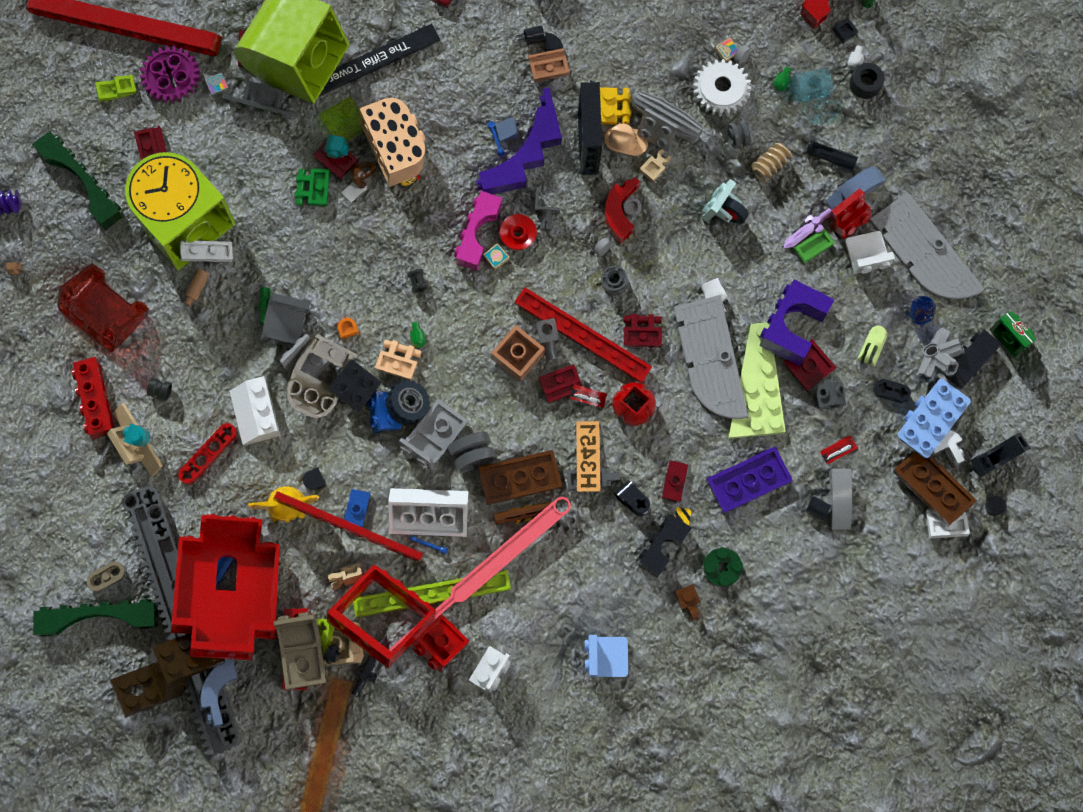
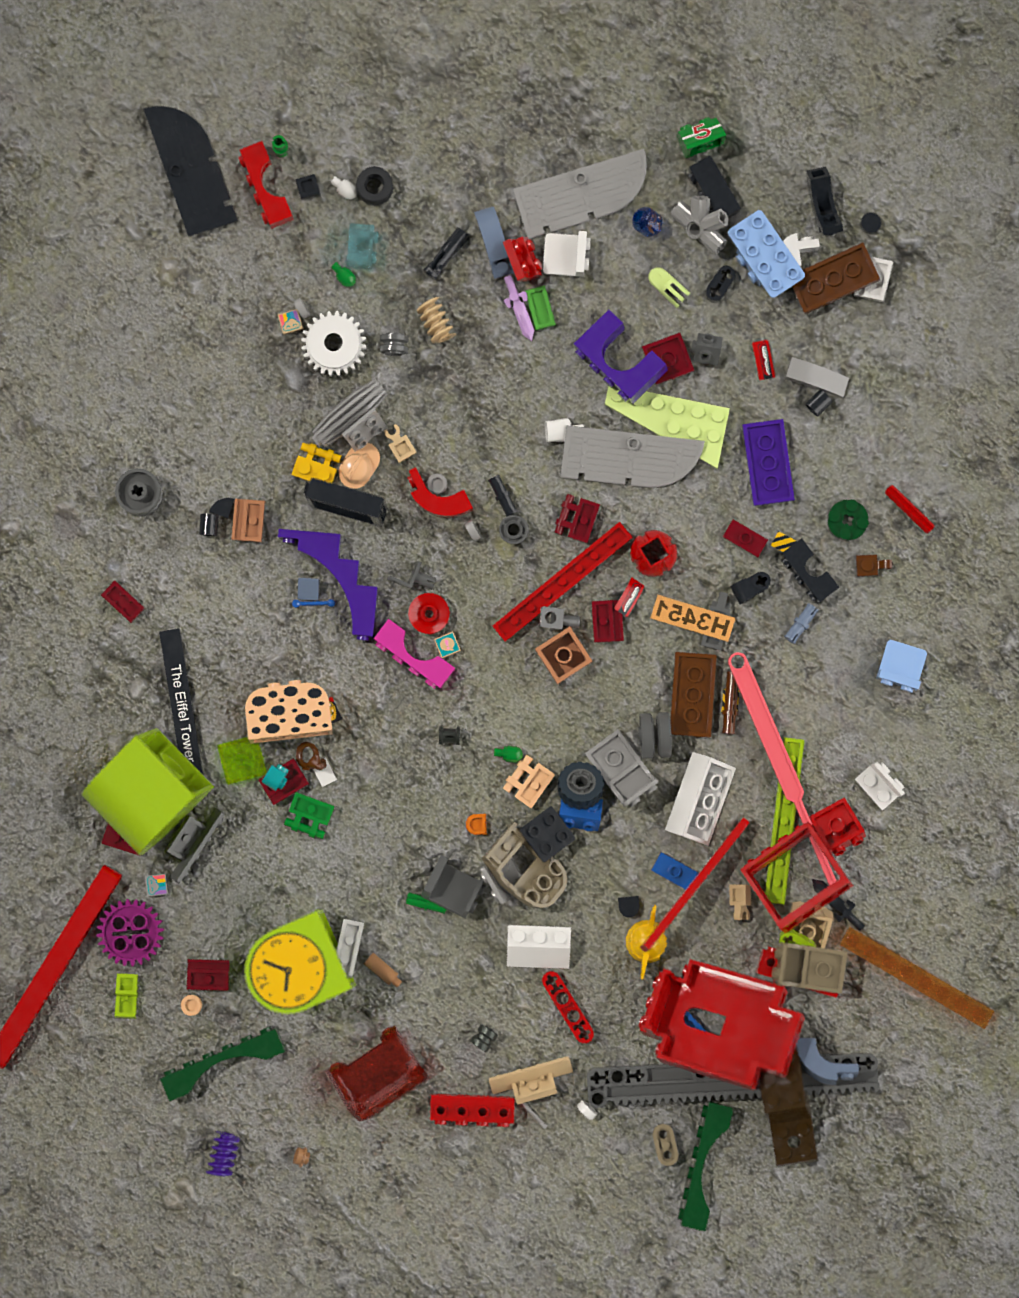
camera: 65 degrees left, 10 degrees up
(117, 497) = (587, 1110): none -> white tile
(122, 142) = (191, 1005): none -> light nougat tile
(136, 435) = (531, 1073): teal plate -> none
(332, 654) = (820, 937): black plate -> none
(443, 550) = (743, 795): blue hinge -> none
(615, 553) = (801, 623): none -> sand blue pin
(641, 262) = (502, 495): none -> black pin
(725, 205) = (469, 387): light aqua plate -> none
(751, 620) = (908, 508): none -> red axle

